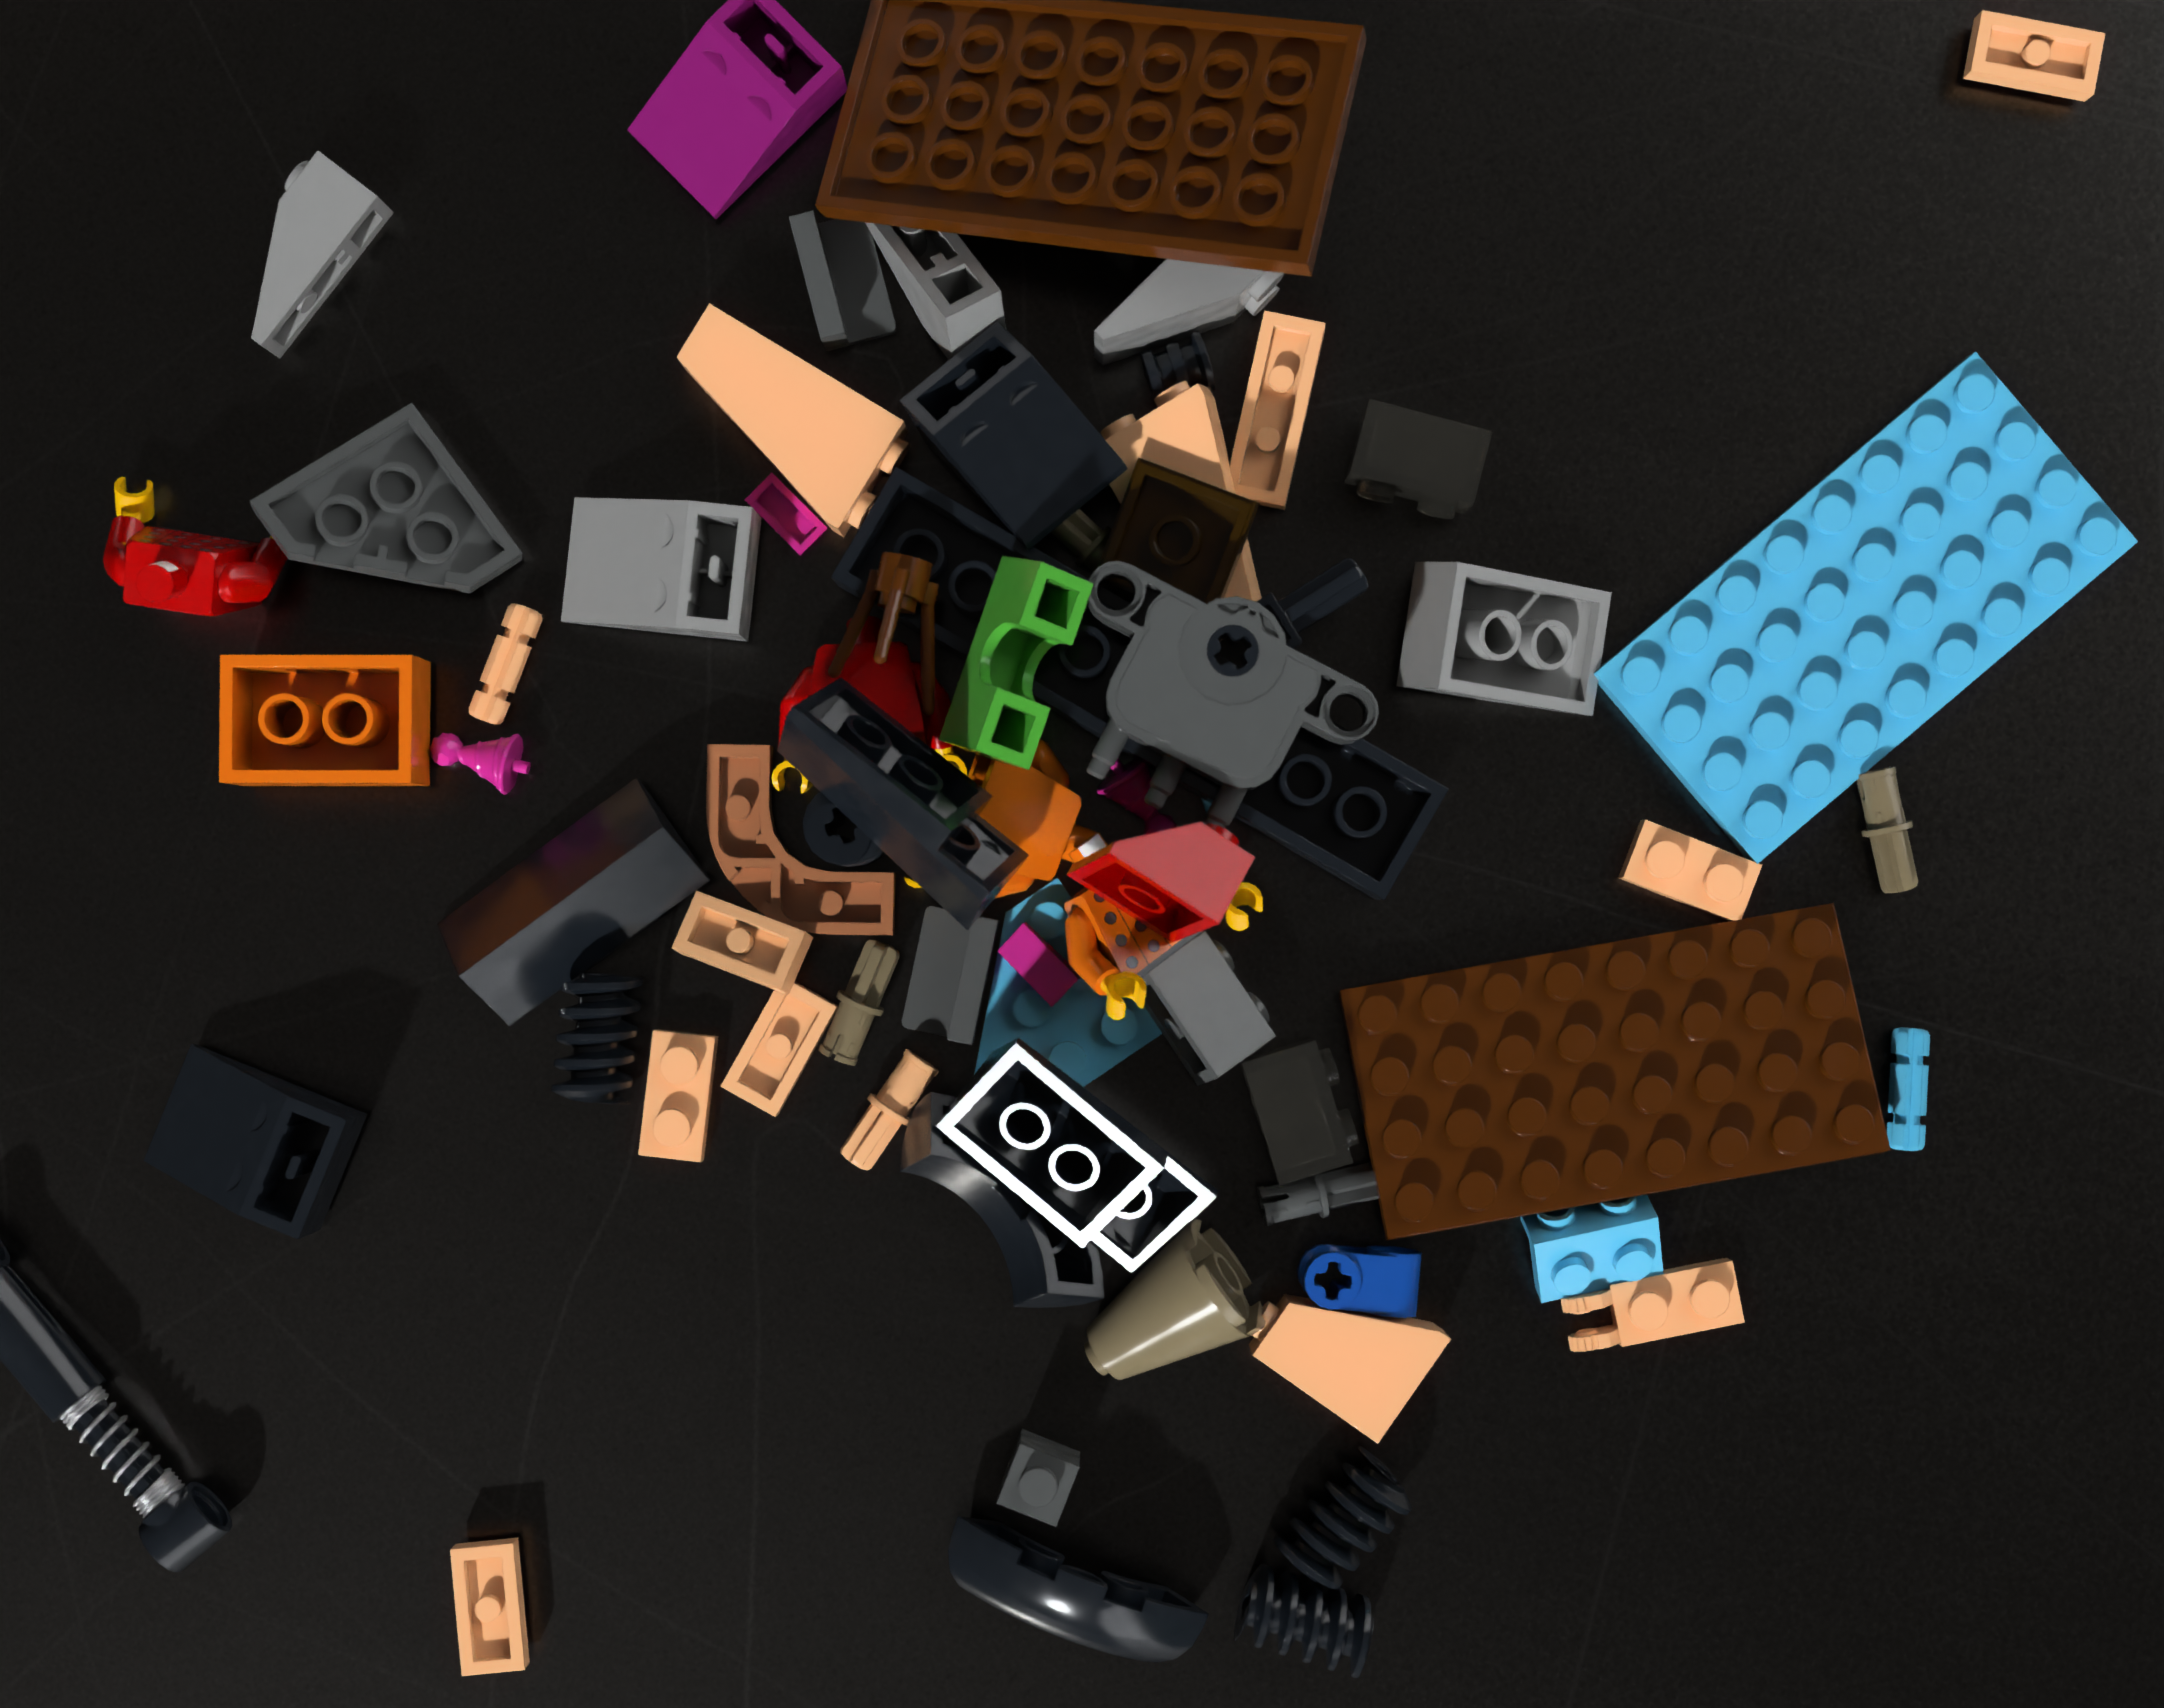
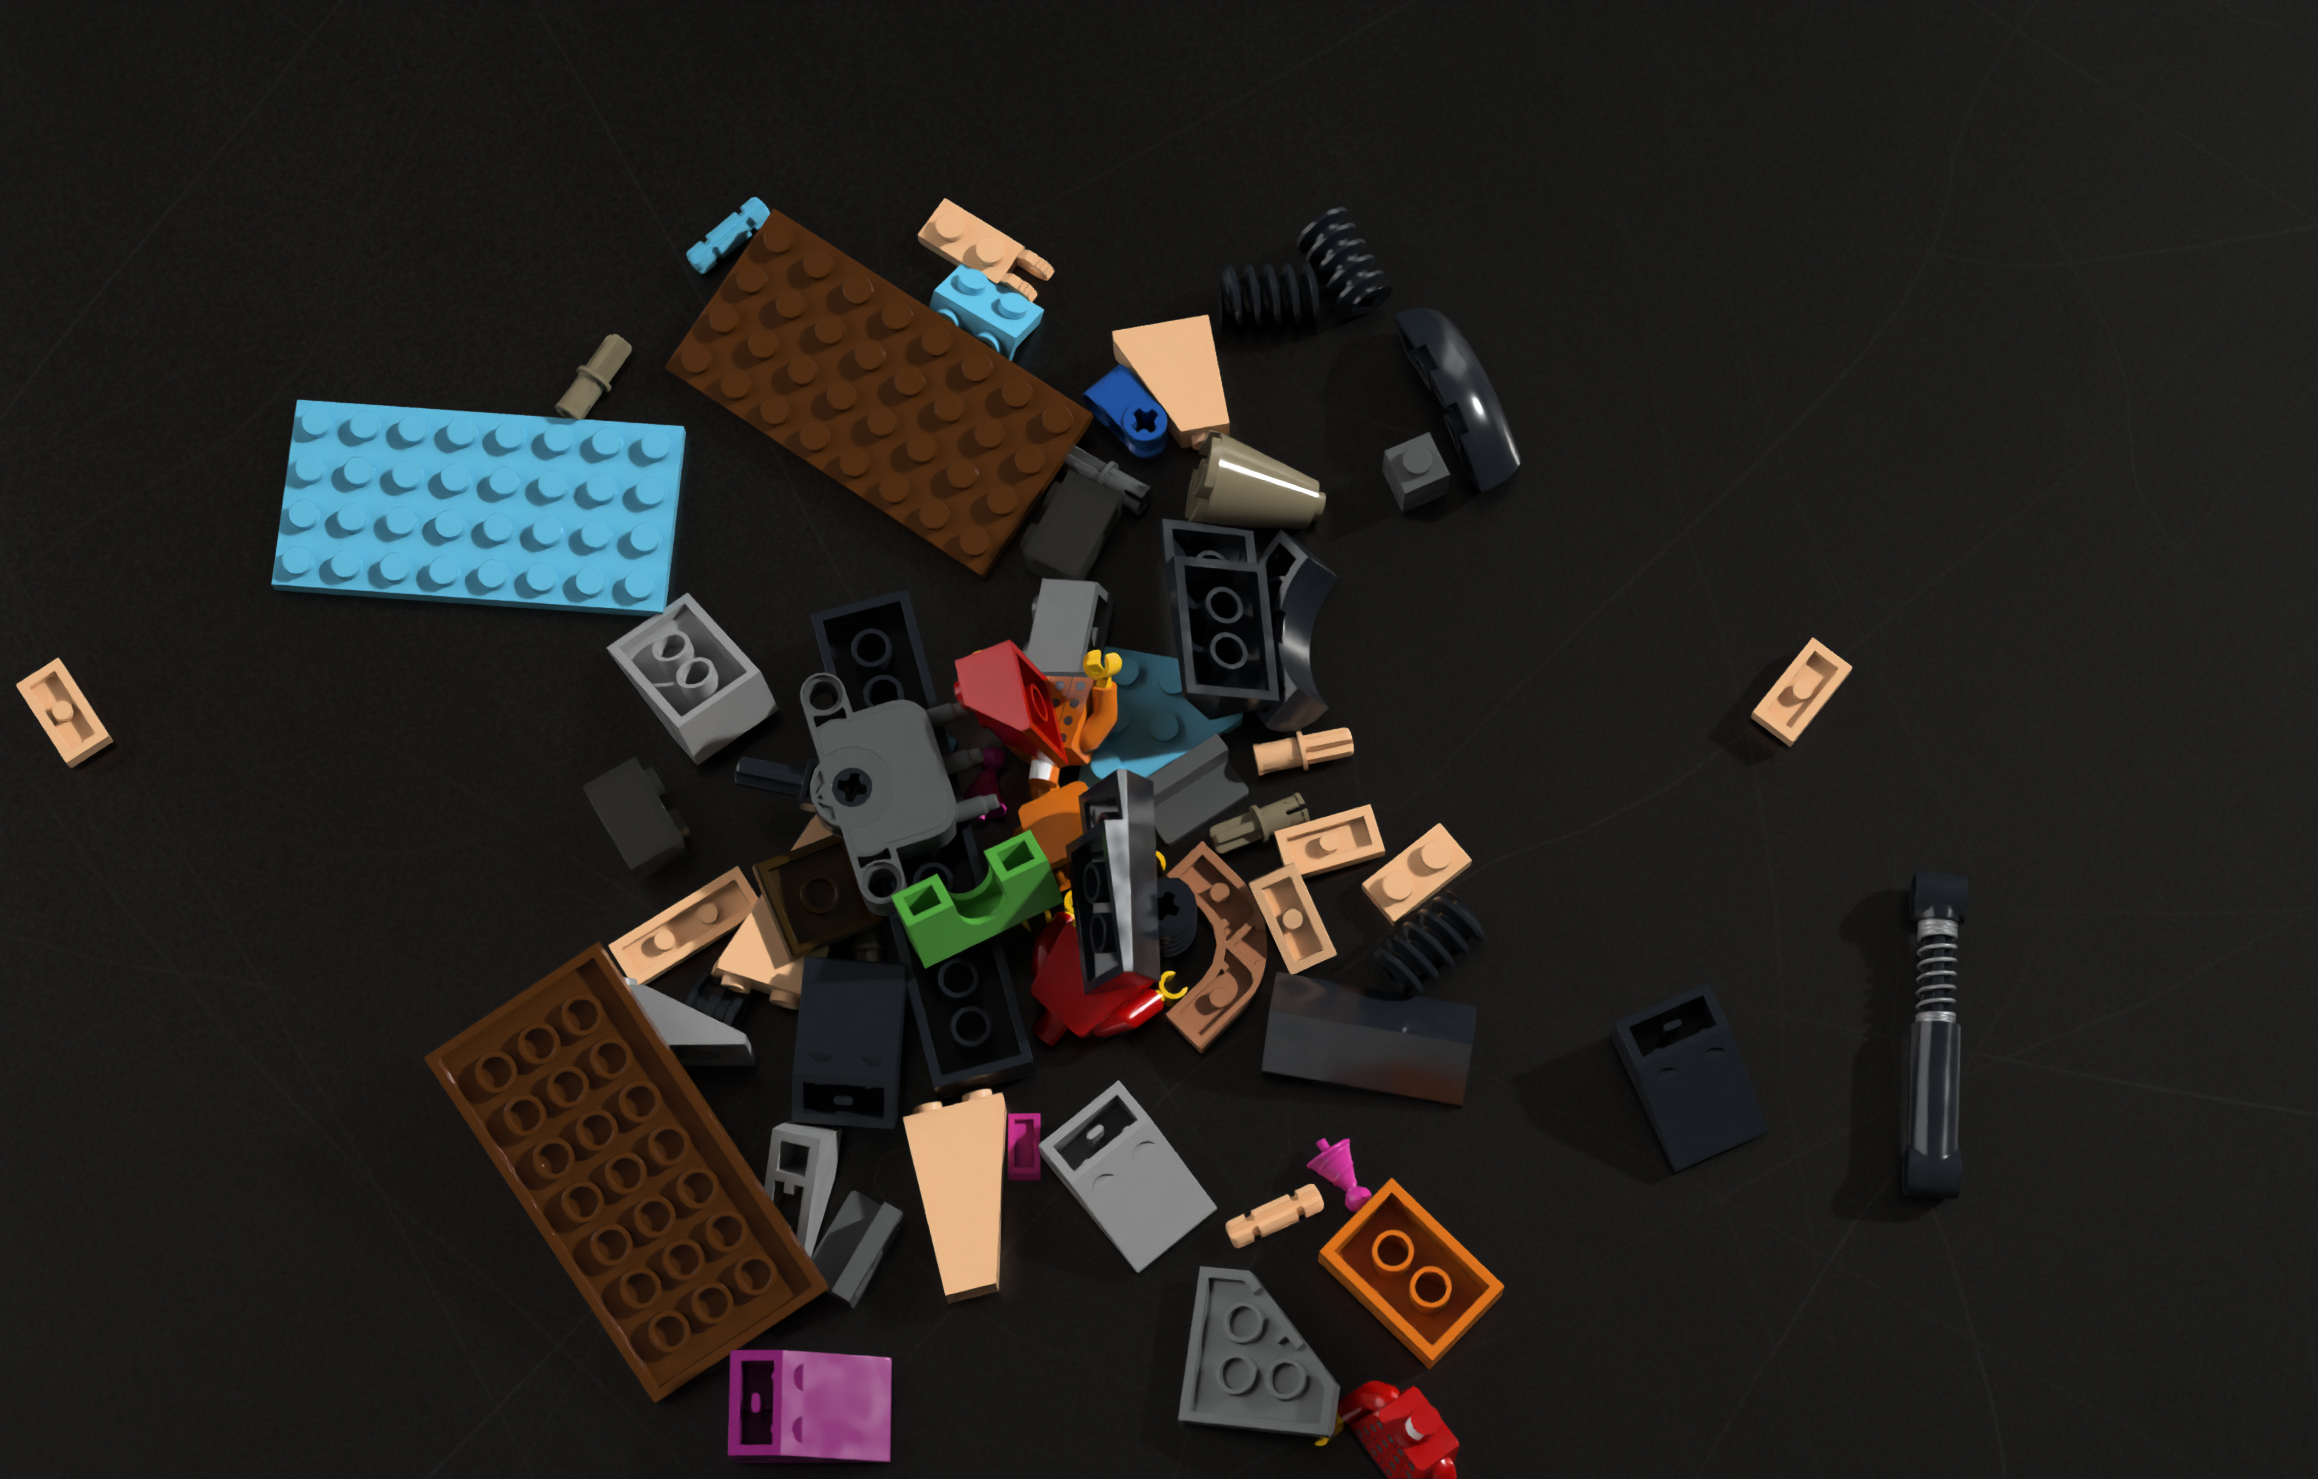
camera: 135 degrees left, 15 degrees down
(901, 585) = (998, 1004): reddish brown plant -> none
(1039, 964) = (1135, 742): dark pink piece -> none
(1690, 871) = (723, 459): light nougat plate -> none

